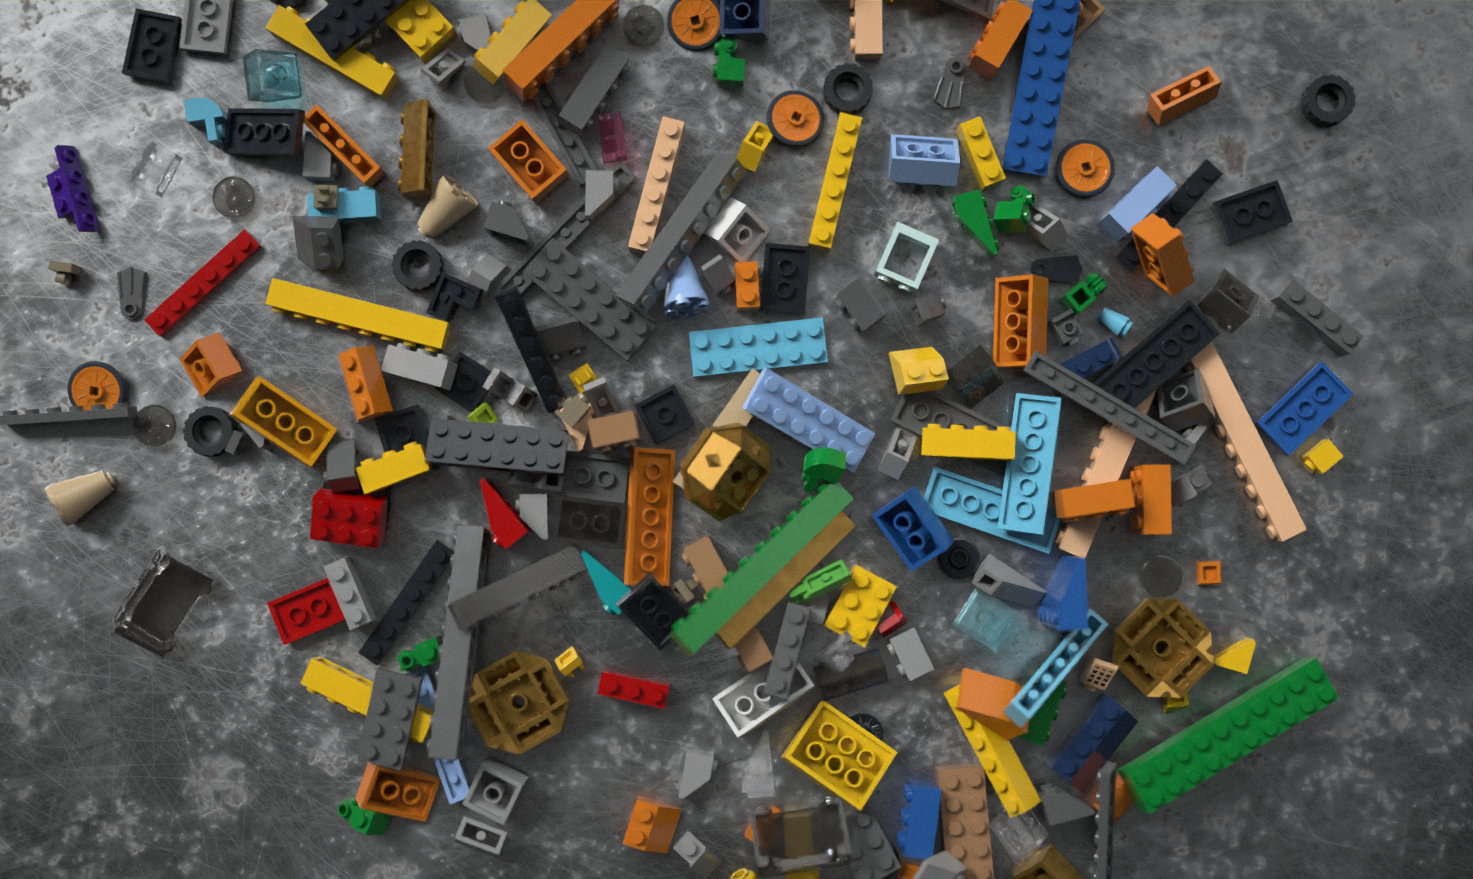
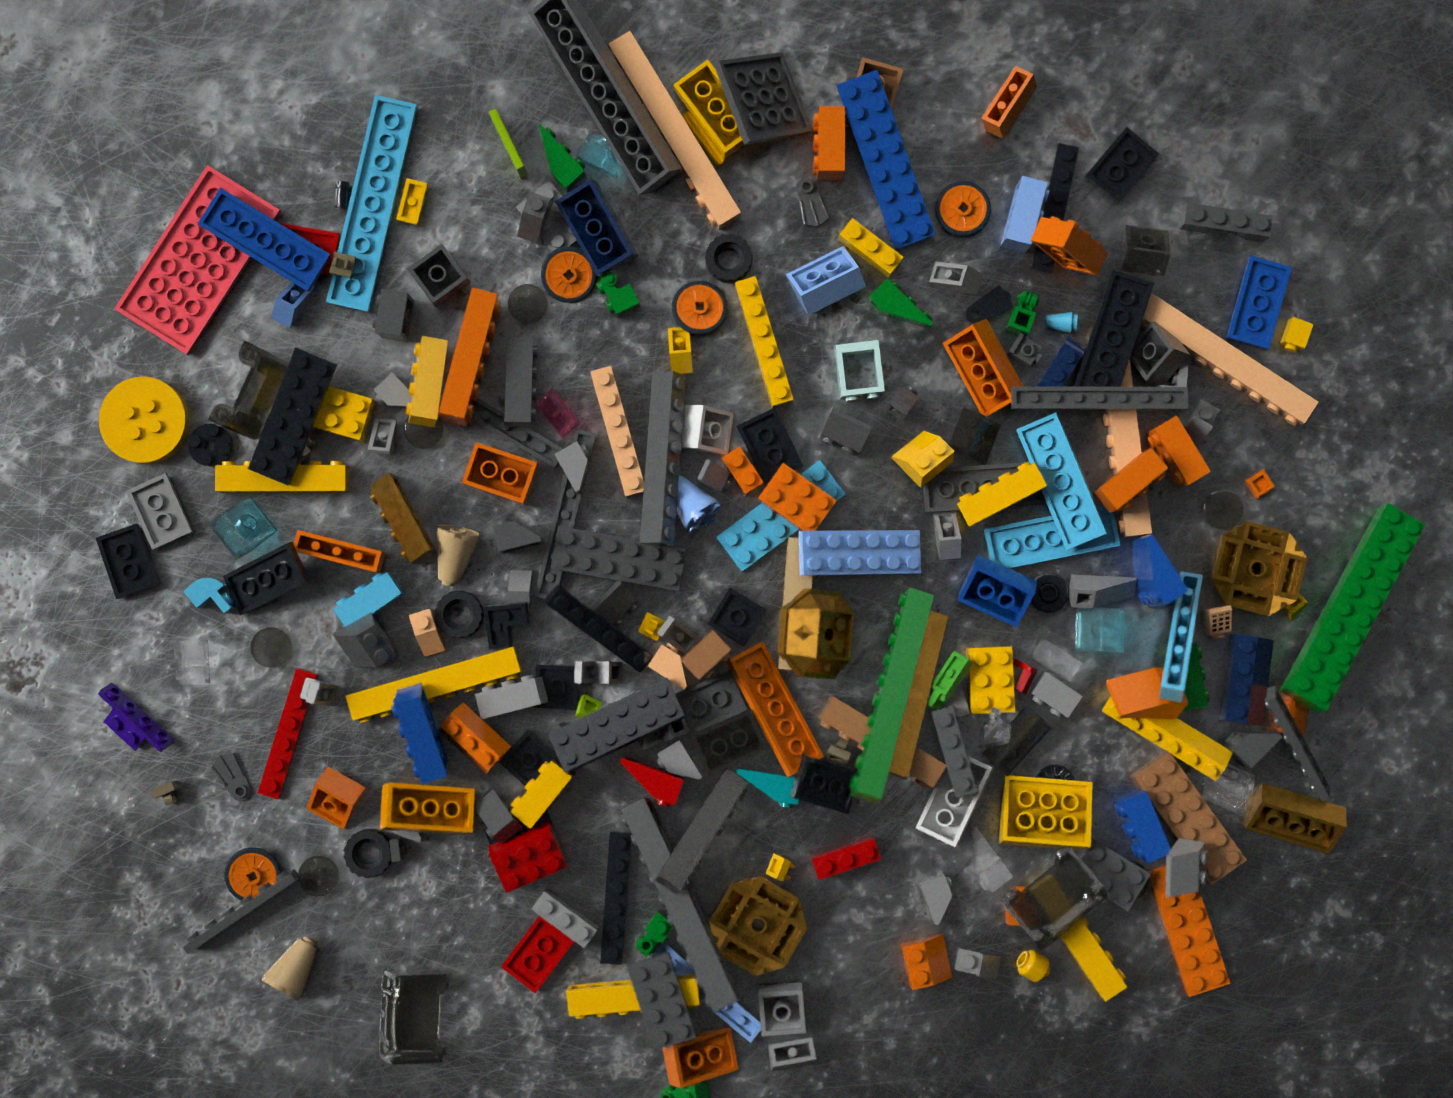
camera: 25 degrees left, 0 degrees up
(251, 261) = (318, 692): none -> light grey slope
(317, 350) = (420, 733): none -> blue brick
(318, 161) = (324, 575): light grey slope -> none
(326, 197) = (351, 602): dark tan tile -> none
(379, 265) = (427, 632): none -> light nougat slope
(574, 410) = (662, 657): dark tan brick -> none
(780, 339) = (796, 499): none -> orange brick
(822, 464) = (893, 581): green brick -> none
(929, 622) = (1055, 660): none -> clear brick
(1015, 214) = (929, 282): green brick -> none
(1236, 656) = (1322, 540): yellow slope -> none
(1340, 88) = (1125, 52): black tyre -> none

